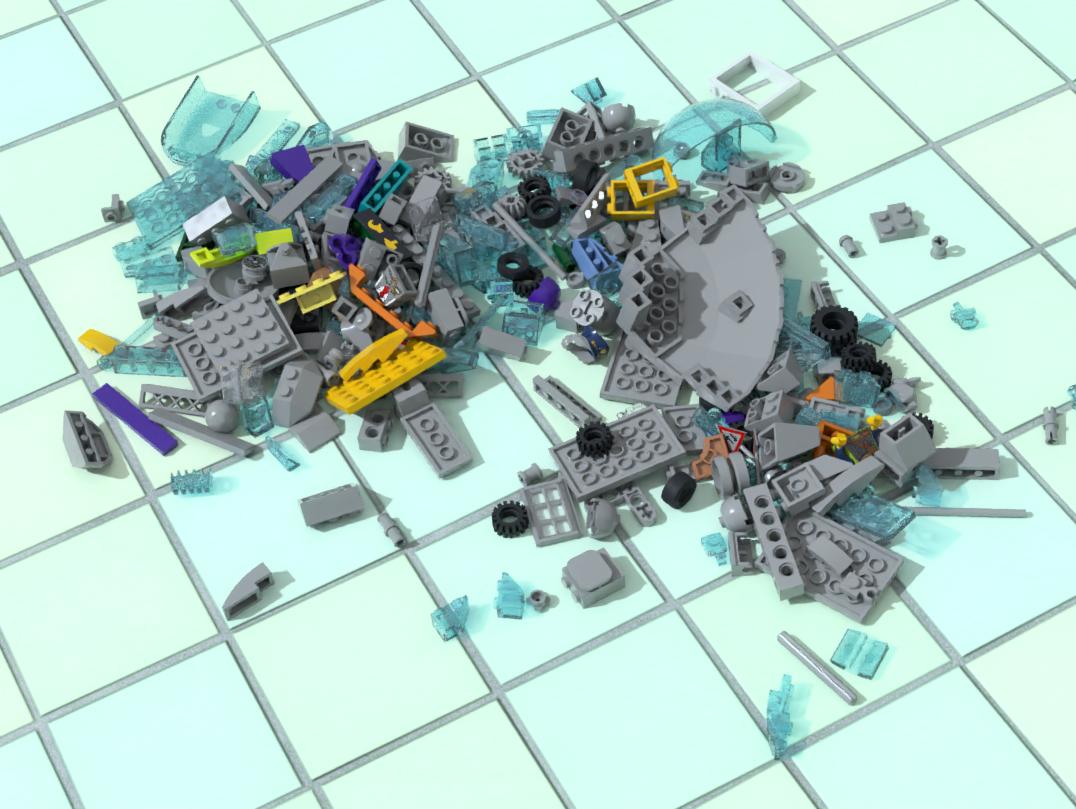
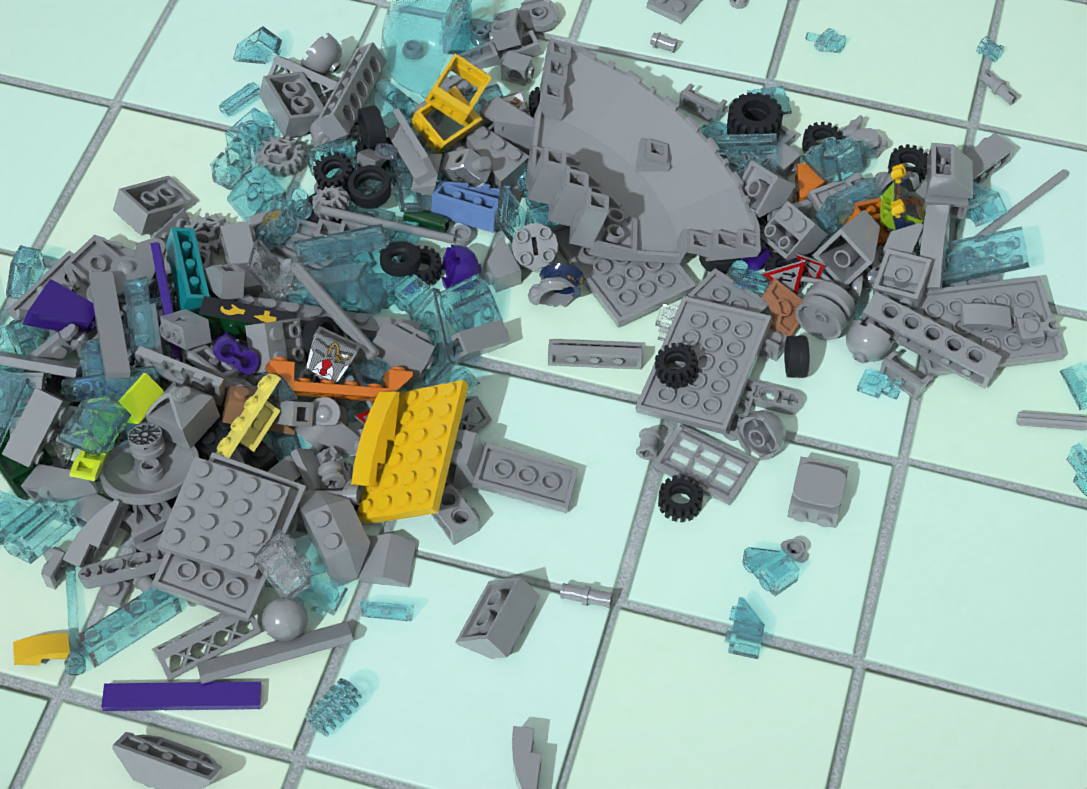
camera: 50 degrees left, 5 degrees up
(859, 357) = (797, 139): black tyre -> none

